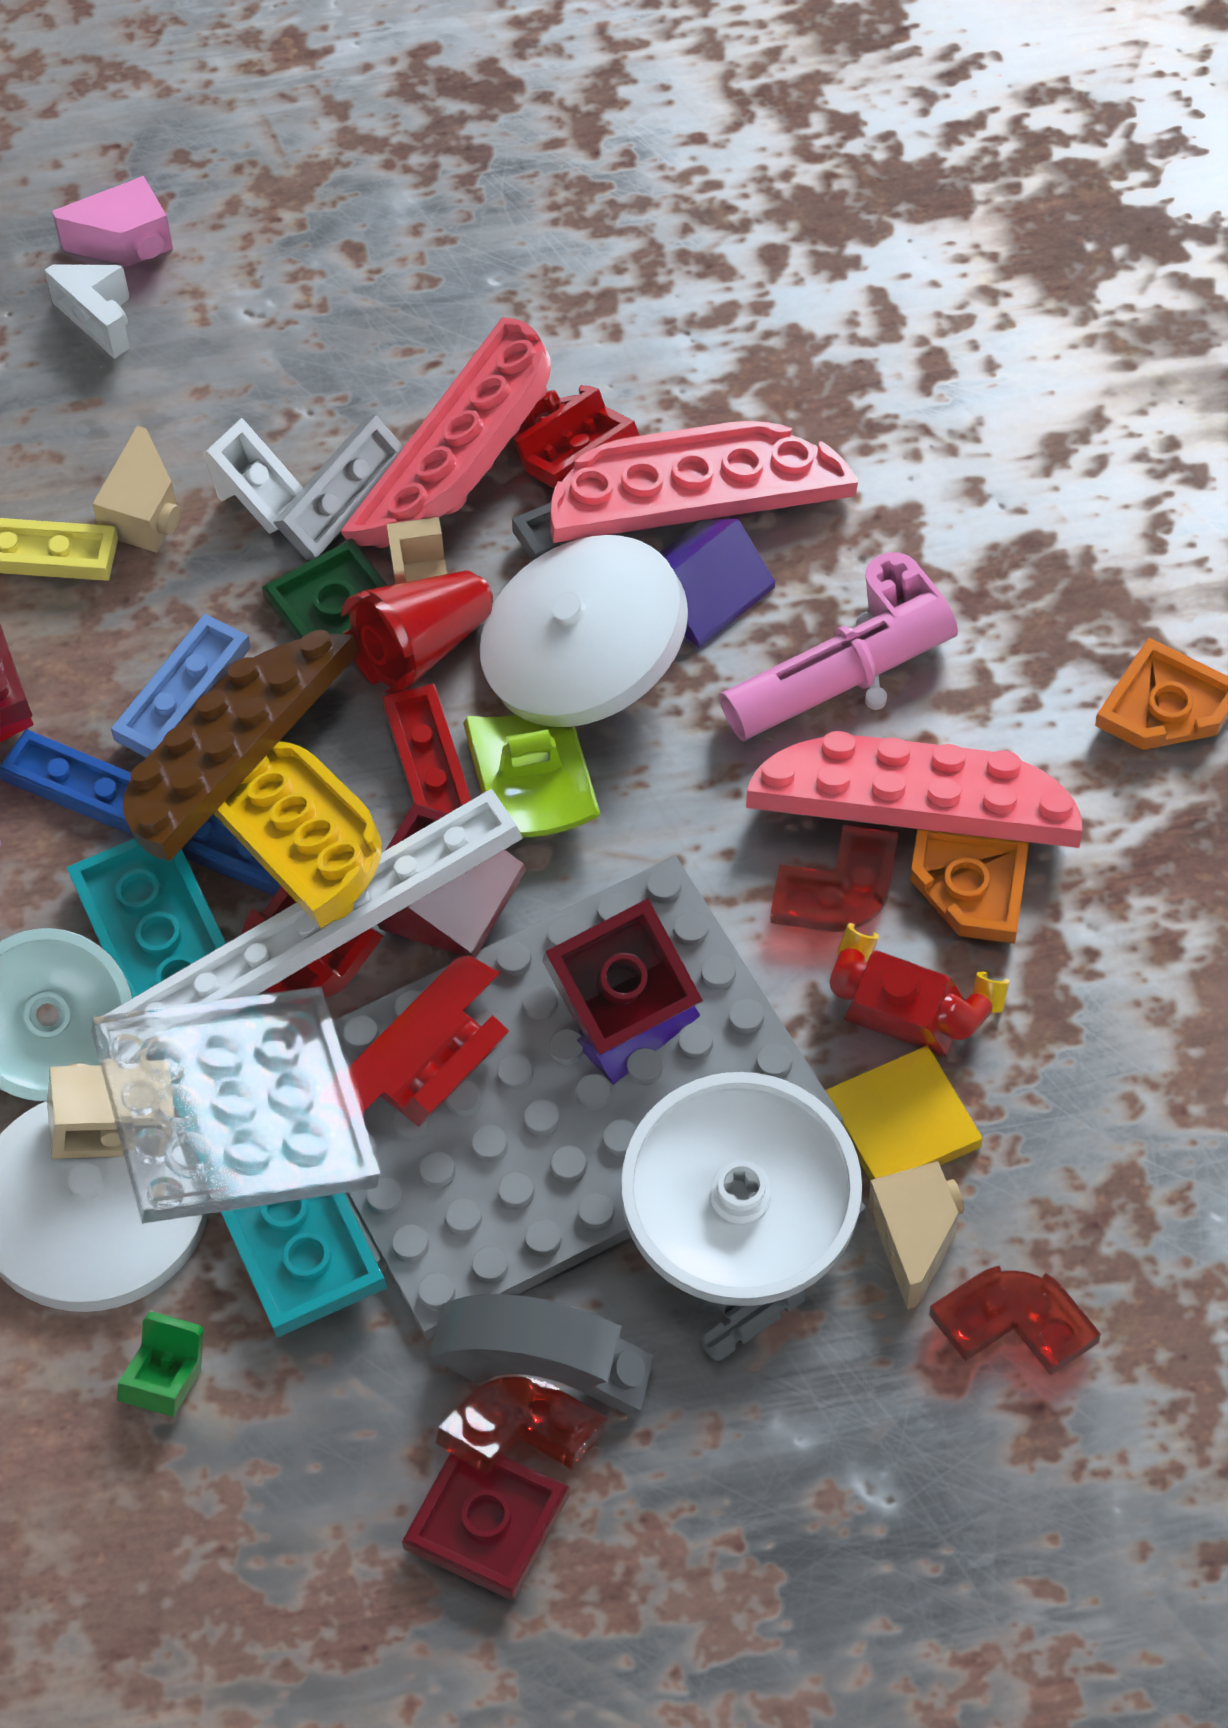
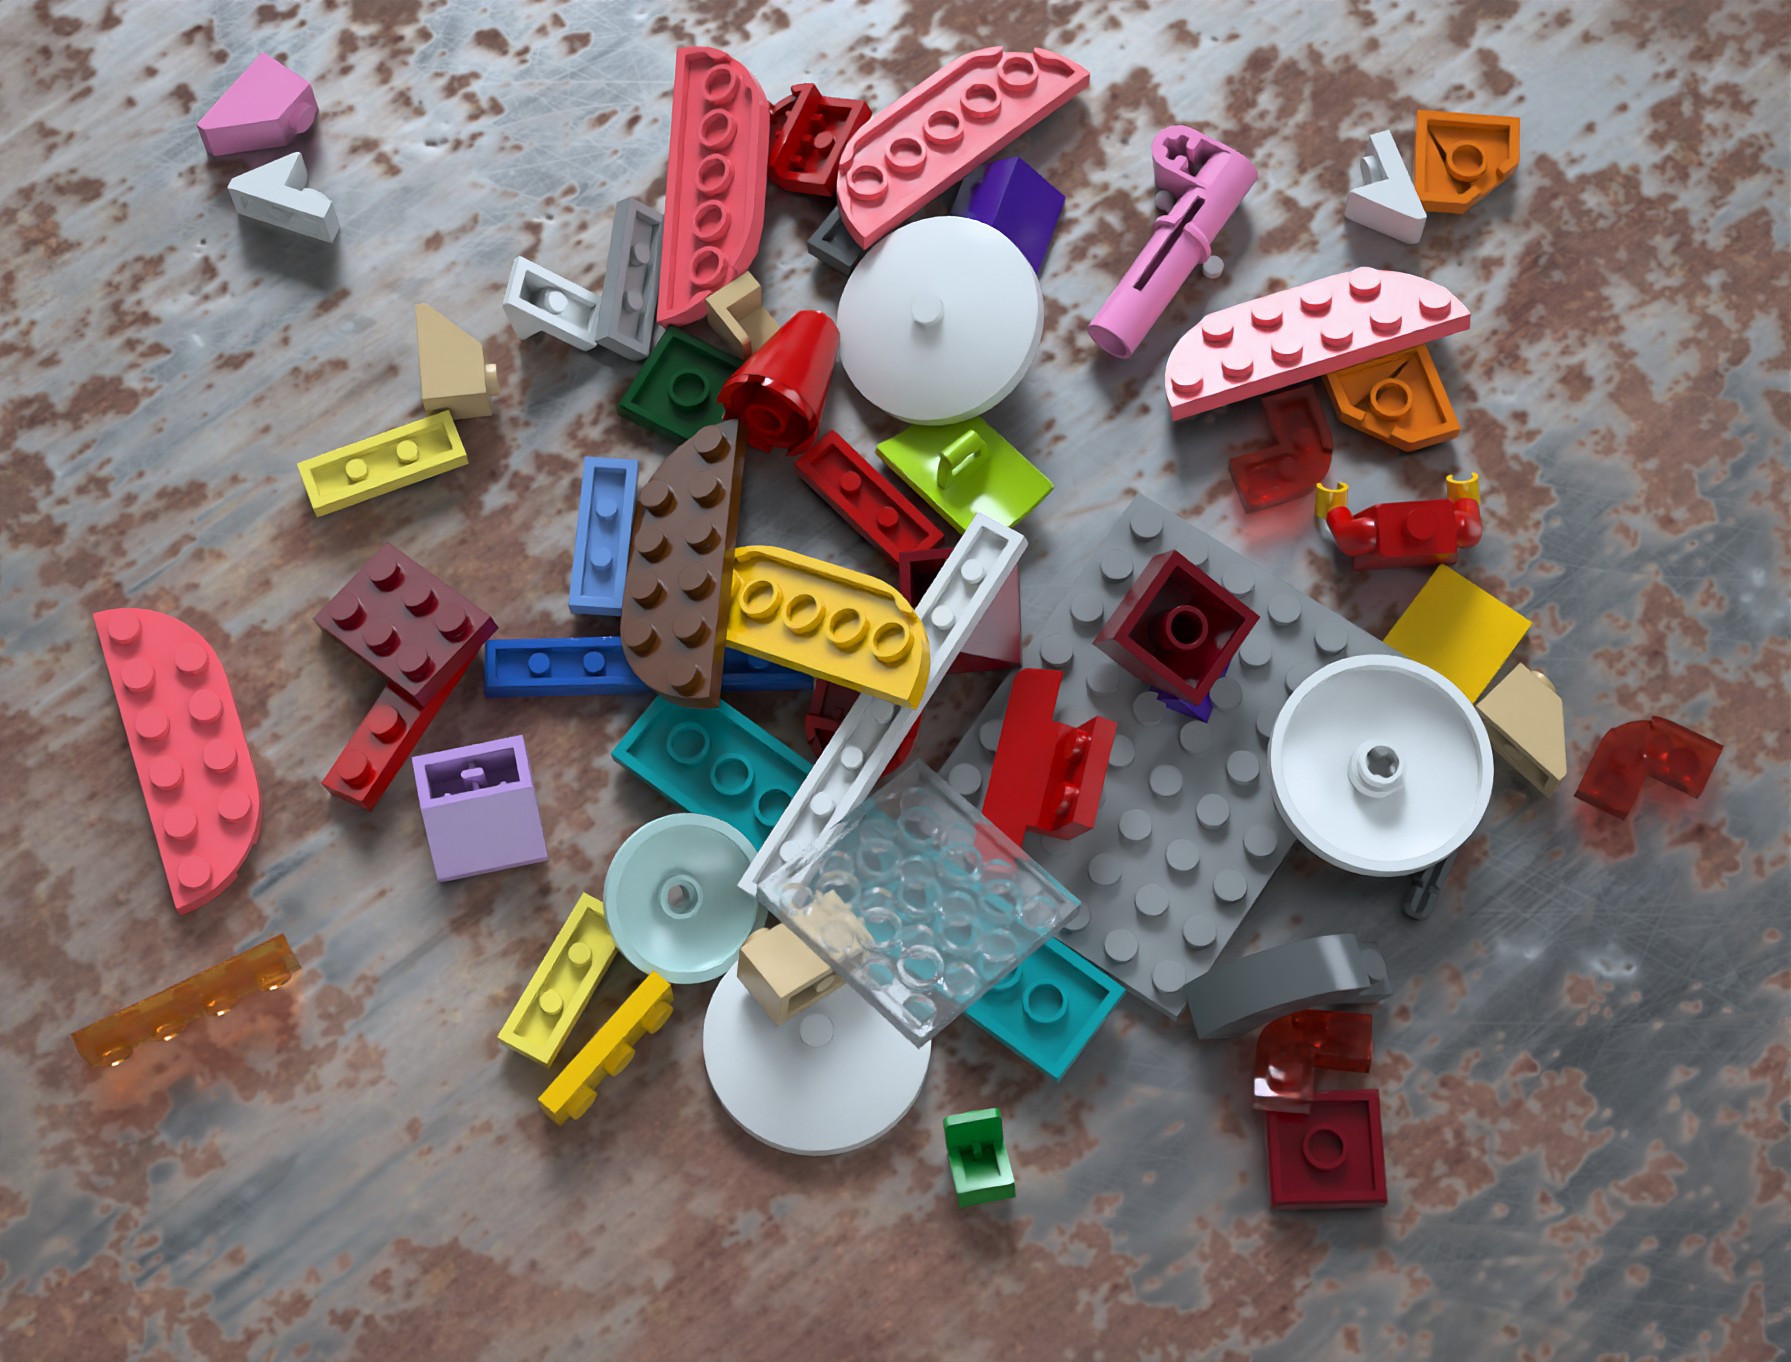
camera: 30 degrees left, 10 degrees up
(1070, 704) = (1389, 198): none -> white slope

